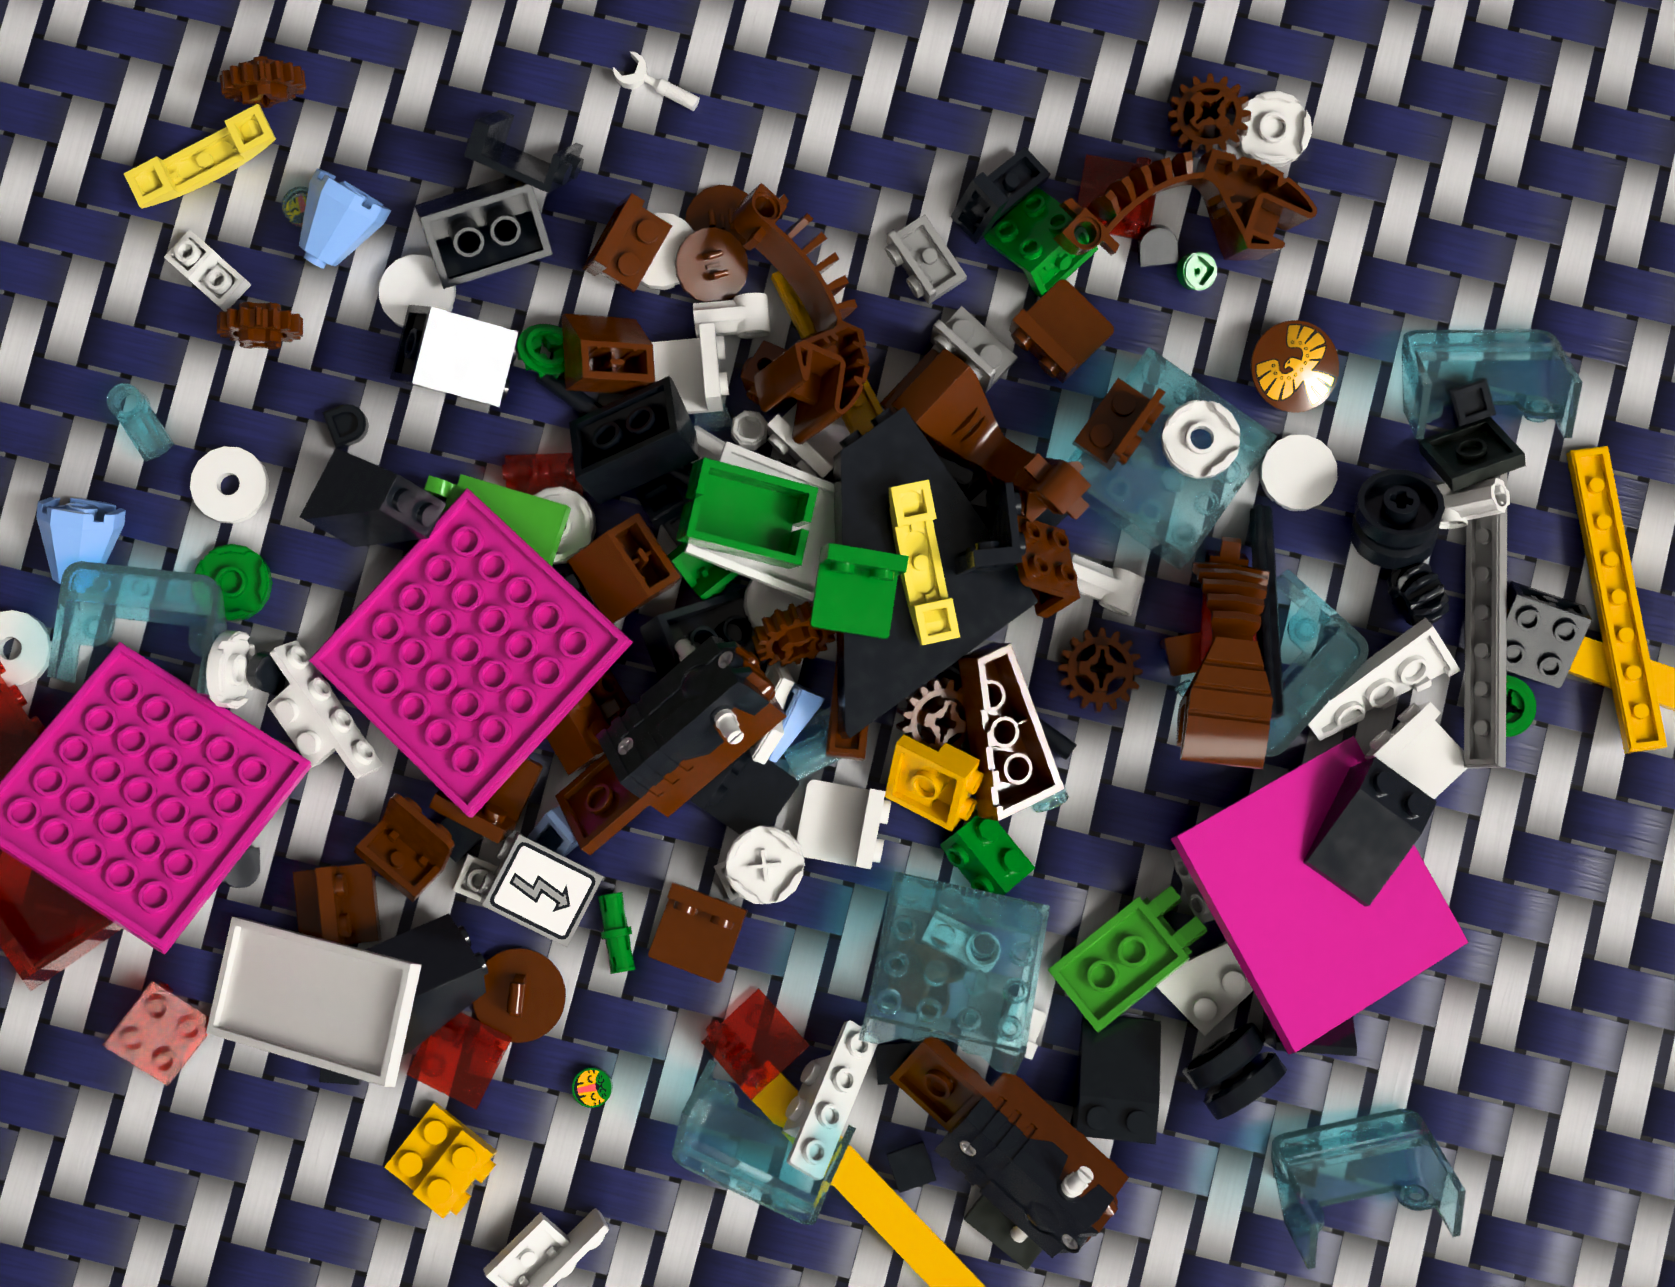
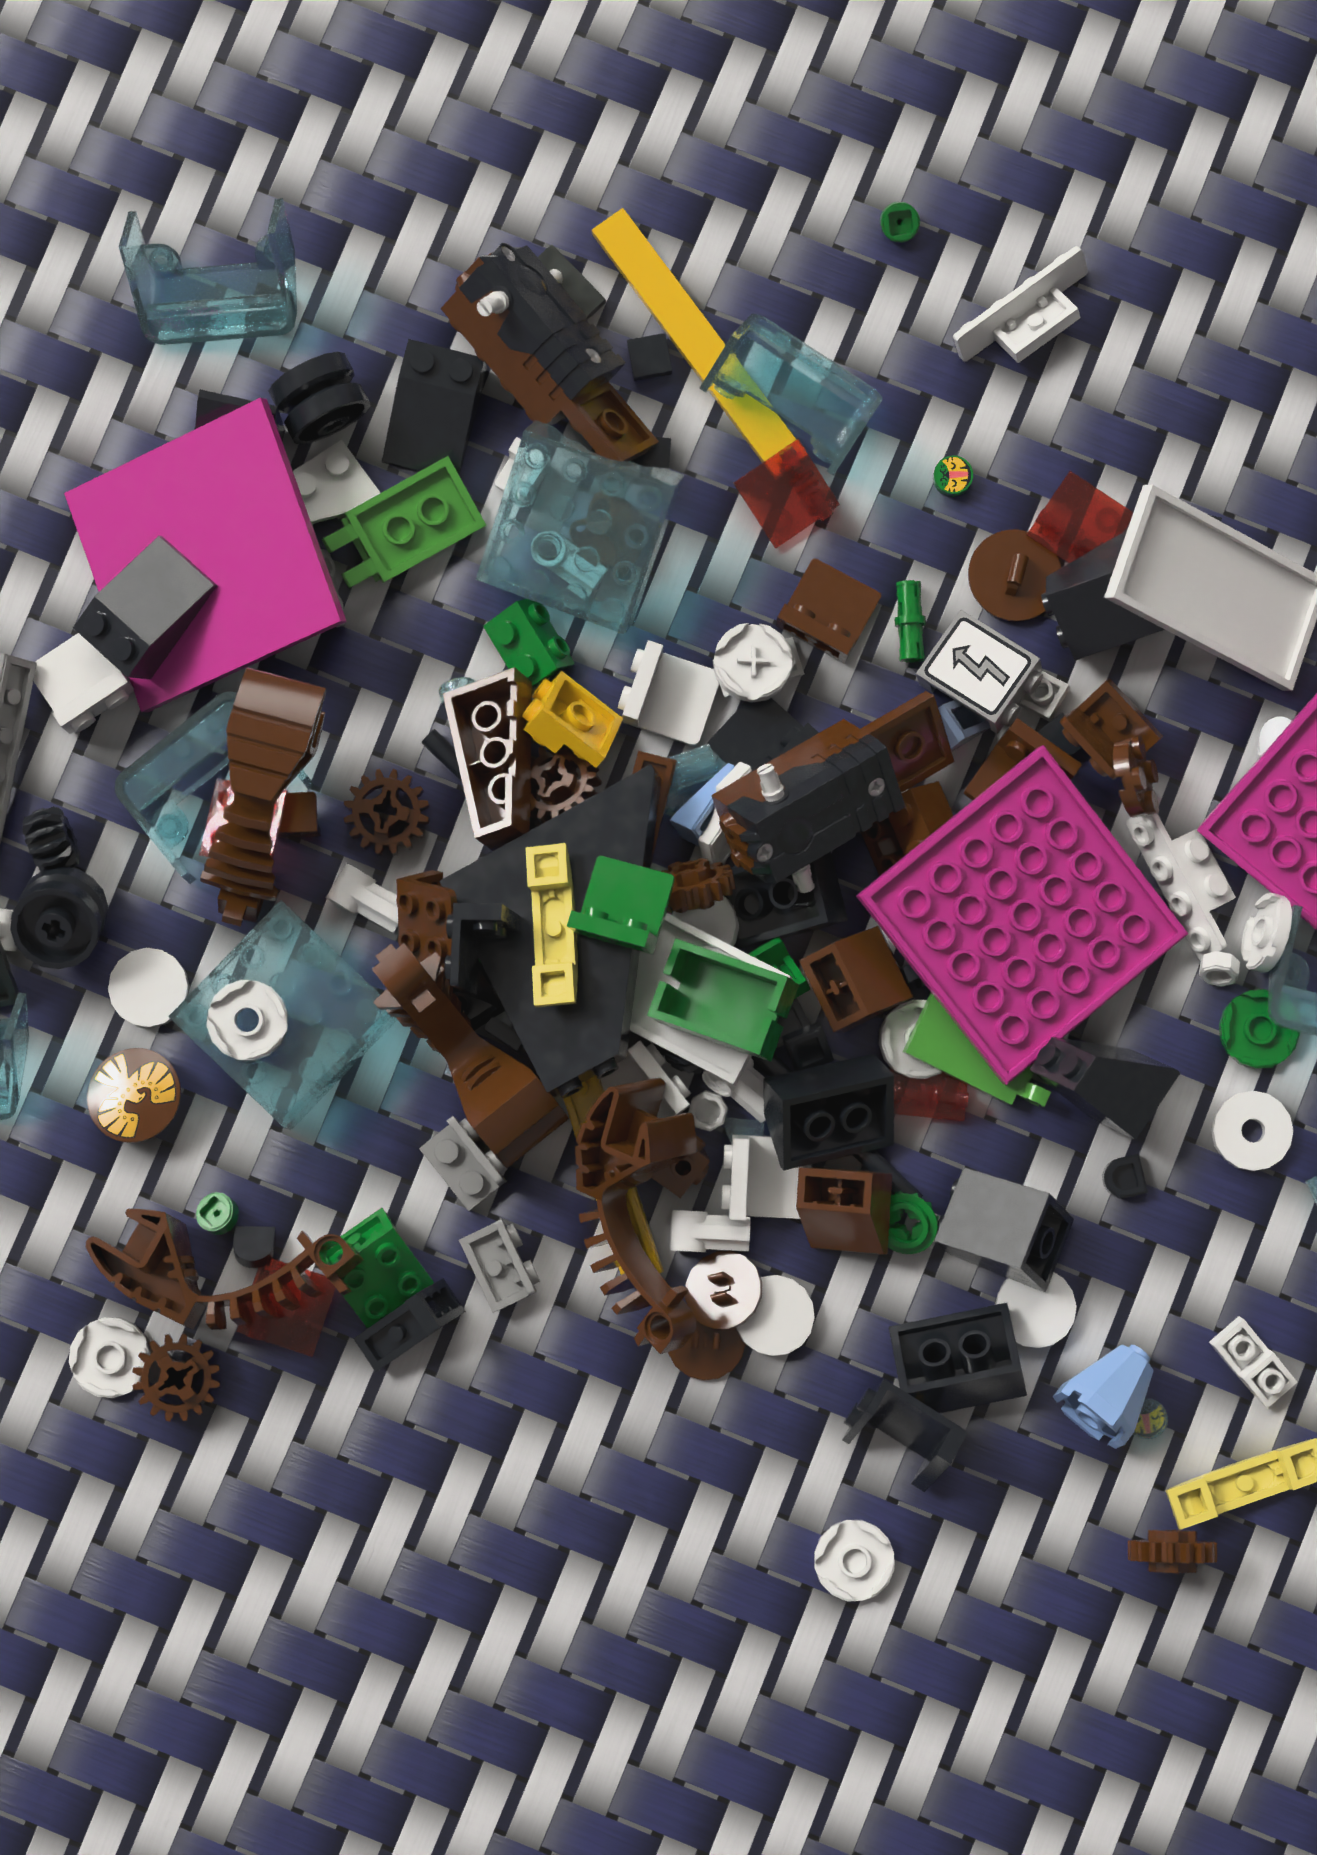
camera: 170 degrees left, 0 degrees up
(259, 325) = (1202, 1286): reddish brown gear -> none
(264, 673) = (1235, 928): black tile -> none
(275, 632) = (1219, 968): none -> white tile
(338, 903) = (1185, 687): reddish brown bracket -> none
(375, 805) = (1136, 776): none -> reddish brown plate
(442, 1161) = (1108, 425): yellow plate -> none
(558, 43) = (854, 1560): none -> white tile
(627, 244) = (810, 1322): reddish brown bracket -> none
(660, 85) = (751, 1497): white piece -> none
(825, 1101) = (725, 424): white bracket -> none
(1061, 330) = (368, 1169): reddish brown bracket -> none
(1114, 425) = (328, 1044): reddish brown bracket -> none
(1269, 633) = (211, 817): black axle -> none
(1395, 669) = (94, 767): white wing -> none

